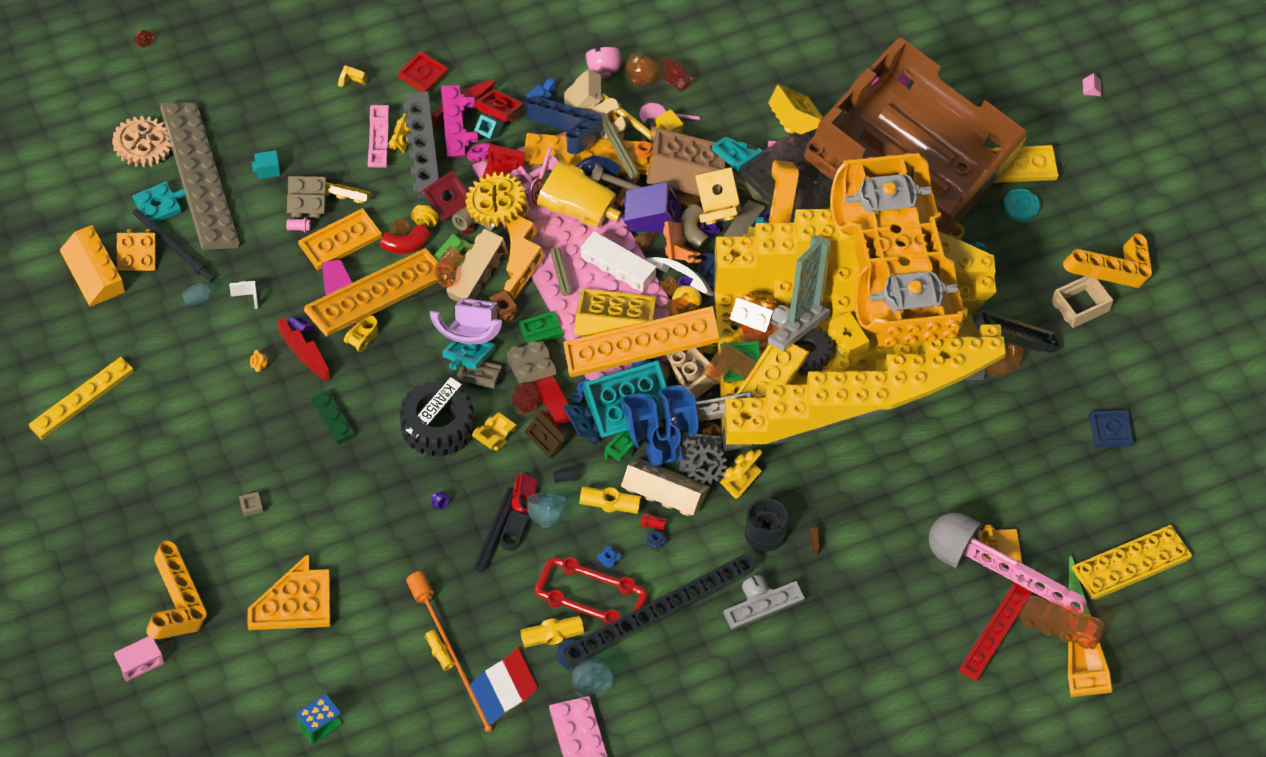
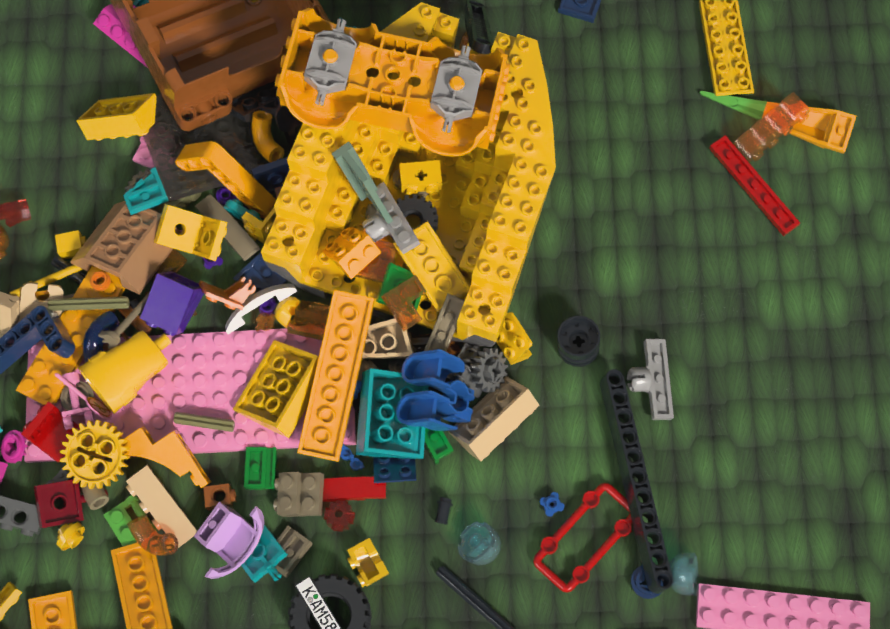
camera: 65 degrees left, 15 degrees up
(400, 223) = (64, 567): clear orange plate -> none
(405, 244) = (95, 567): red cylinder -> none
(514, 527) = (482, 582): black piece -> none
(523, 489) = (446, 558): red piece -> none
(546, 434) = (391, 511): dark brown plate -> none
(552, 631) = (617, 592): yellow piece -> none
(618, 261) = (219, 360): white brick -> none
(620, 502) = (497, 467): yellow piece -> none
(643, 241) = (198, 326): clear orange plate -> none
(652, 522) = (528, 446): red pin -> none
(653, 110) = (44, 252): bright pink piece -> none
(655, 544) = (543, 451): dark blue plate -> none
(690, 228) = (210, 274): dark tan cylinder -> none
(813, 533) = (604, 304): reddish brown piece -> none
(954, 538) = (661, 178): piece -> none
(1002, 540) = (669, 146): light orange hinge -> none

